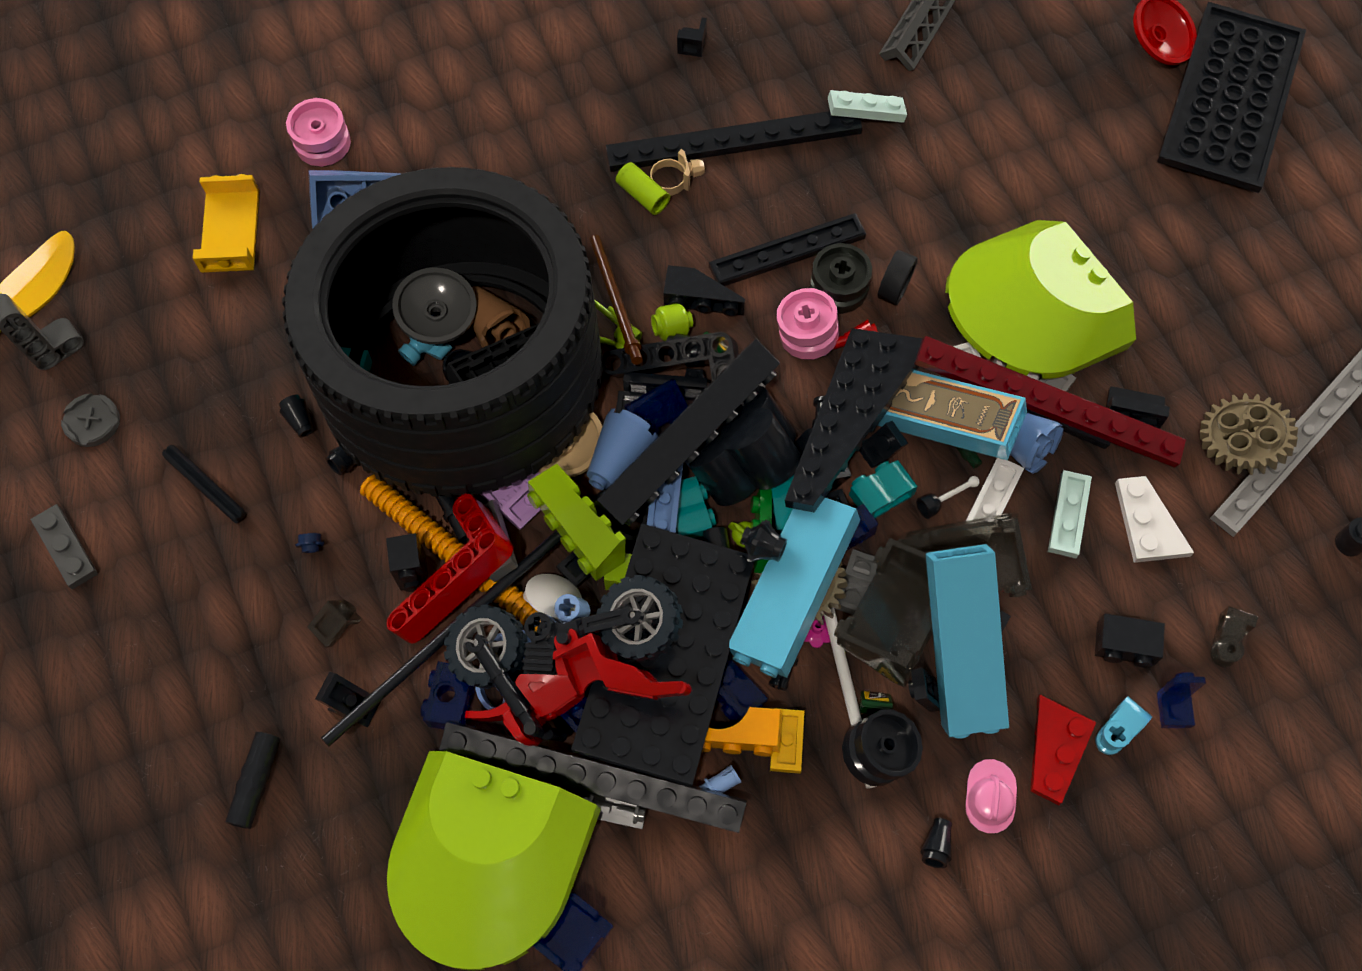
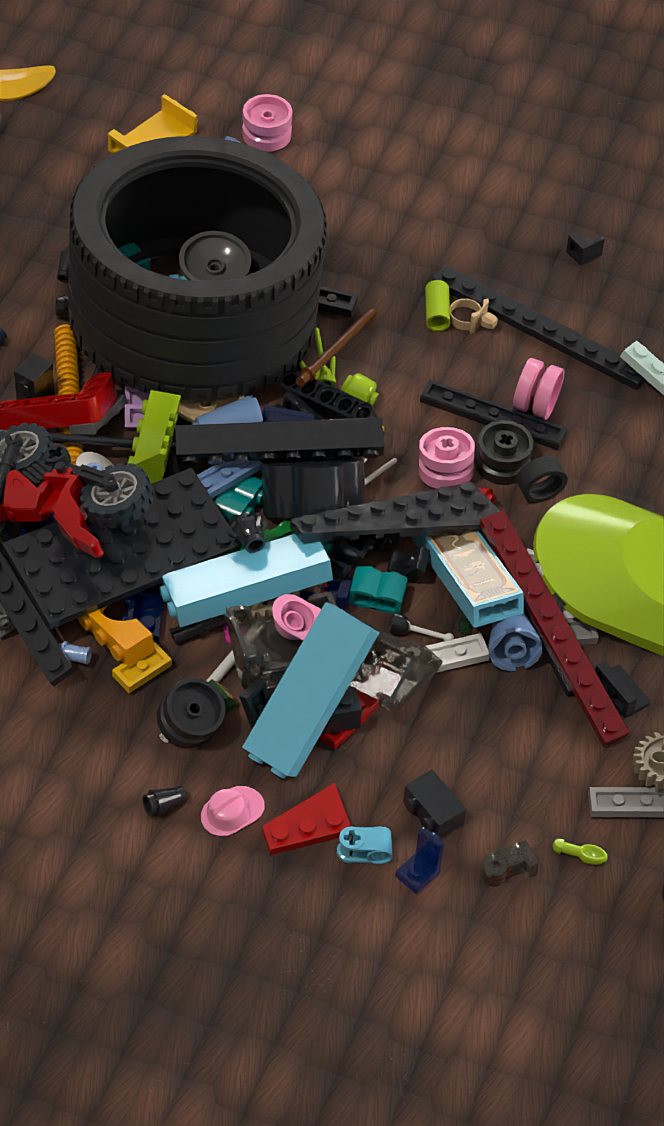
camera: 40 degrees right, 15 degrees down
(700, 292) = (397, 387): black slope -> none
(809, 197) = (538, 388): none -> bright pink wheel
(898, 586) = (293, 616): none -> bright pink piece
(1069, 514) = (488, 706): light aqua plate -> none
(1148, 523) = (539, 759): white wing -> none
(1266, 570) = (587, 853): none -> lime piece

